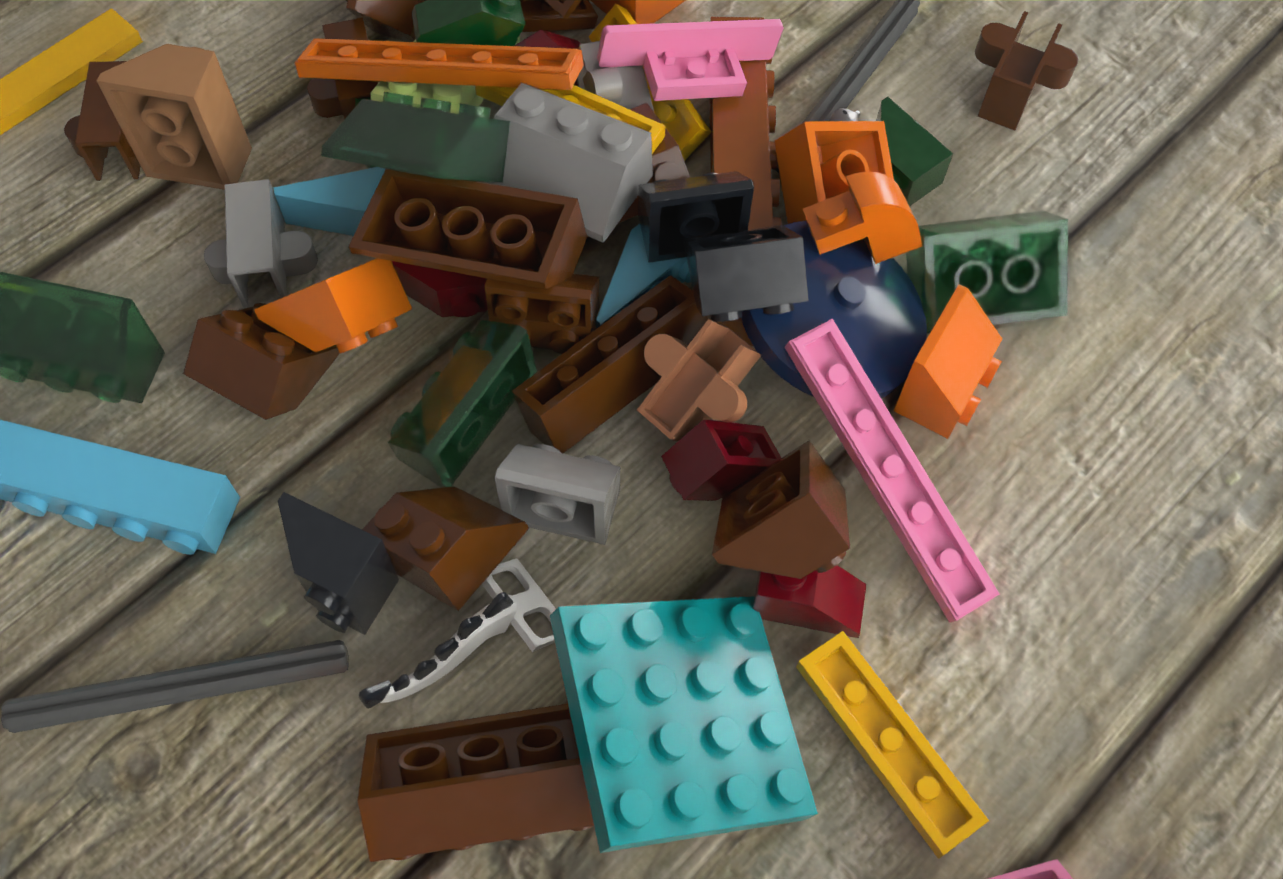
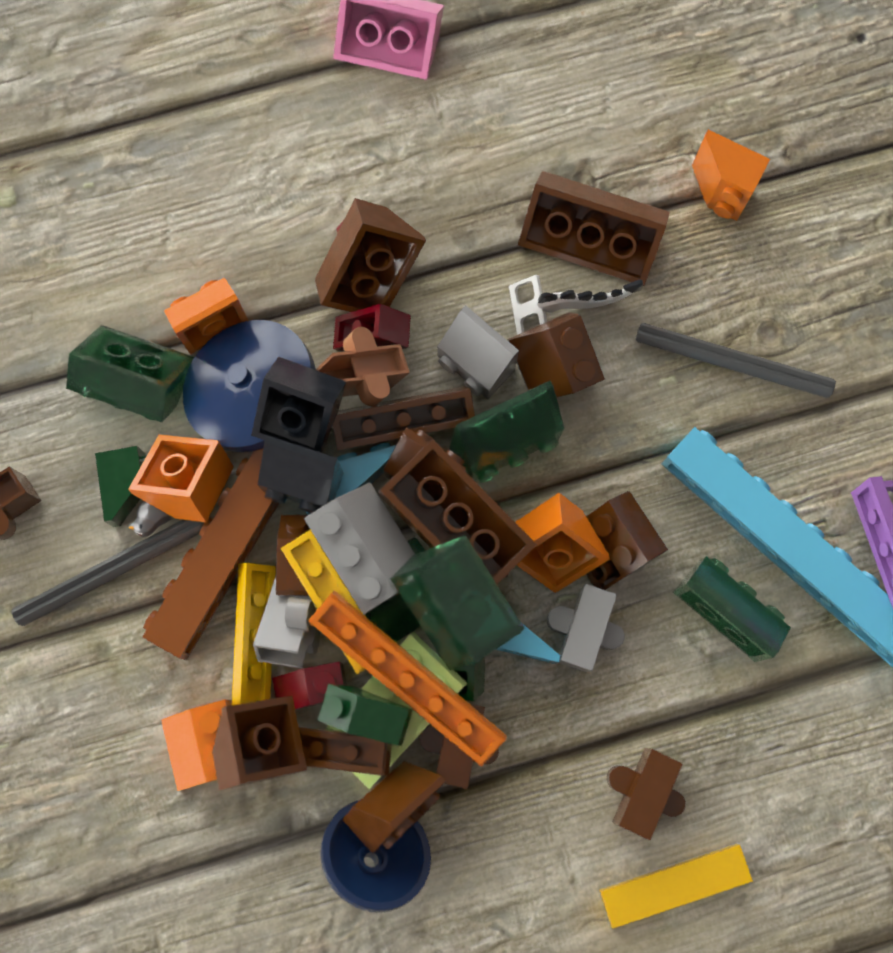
camera: 150 degrees left, 15 degrees up
(178, 116) = (599, 739): medium nougat slope -> none
(337, 565) = (627, 367): black slope -> none
(679, 720) = (484, 194): teal plate -> none
(690, 57) = (228, 598): bright pink bracket -> none
(869, 210) = (199, 416): orange brick -> none
(891, 471) = (285, 272): bright pink tile -> none
(891, 744) = (379, 143): yellow plate -> none

